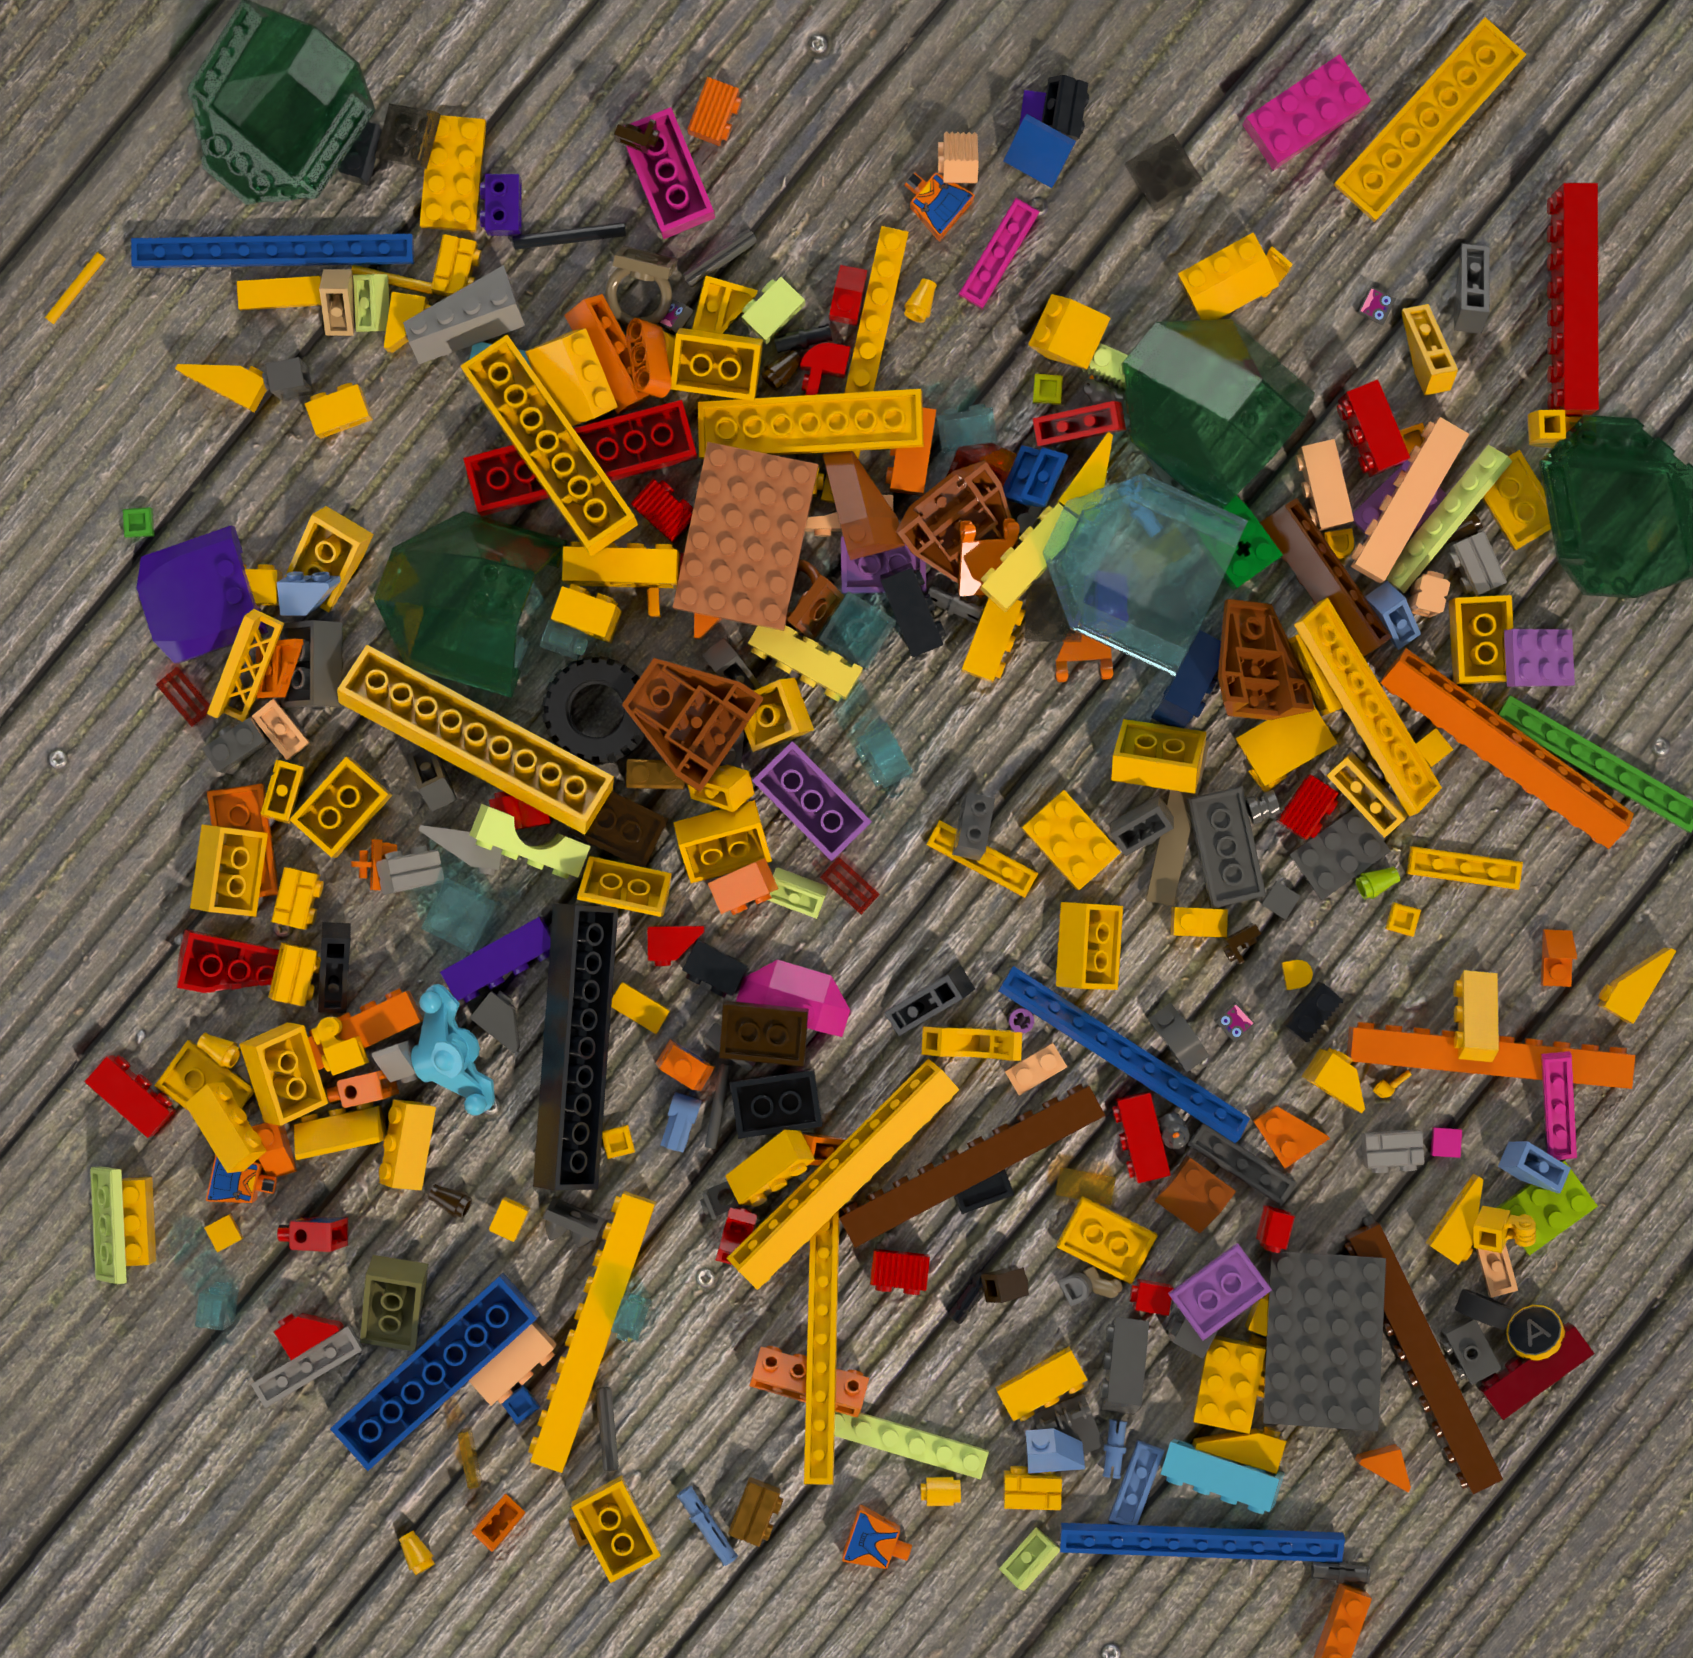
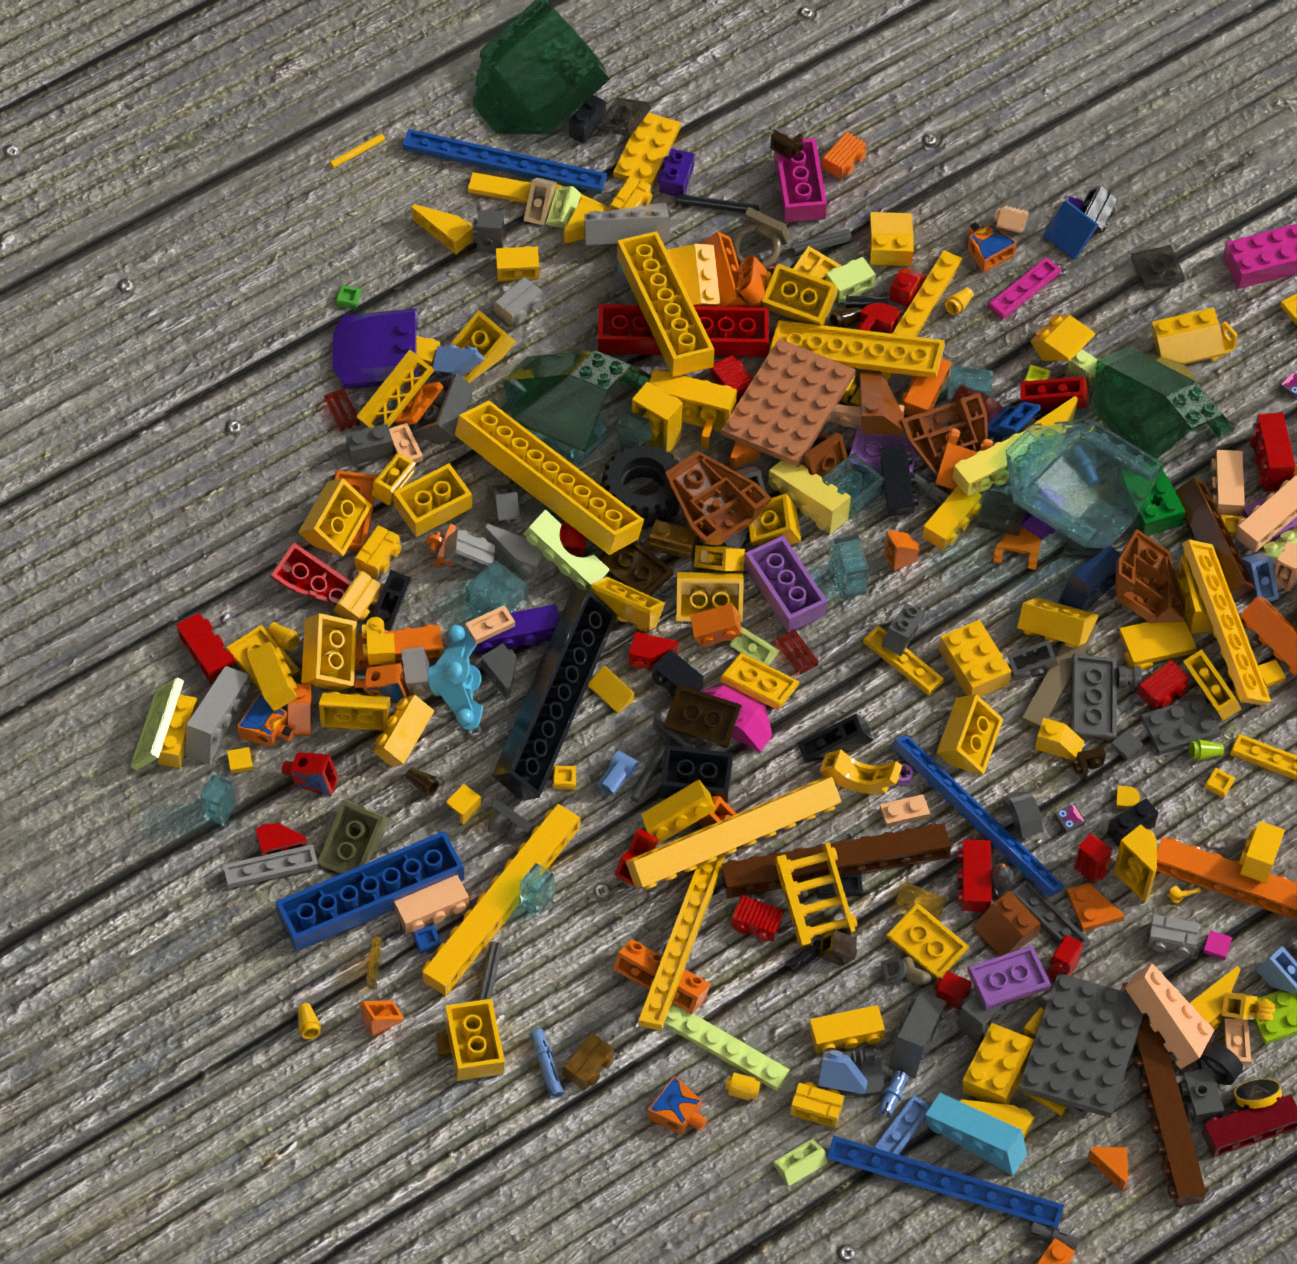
camera: 15 degrees right, 30 degrees down
(175, 1183) = (216, 714): none -> light grey wedge
(357, 471) = (518, 302): none -> light grey brick
(467, 977) = (490, 624): none -> light nougat plate
(684, 1066) = (633, 729): orange torso -> none
(711, 1203) = (623, 833): dark grey bracket -> none
(808, 223) = (891, 239): none -> yellow slope
(816, 945) = (759, 681): none -> yellow tile
(934, 1232) = (799, 911): none -> yellow fence
(942, 707) = (900, 549): none -> orange slope
(1278, 1082) = (1093, 859): none -> red brick
(1425, 1279) = (1170, 1014): none -> light nougat wedge

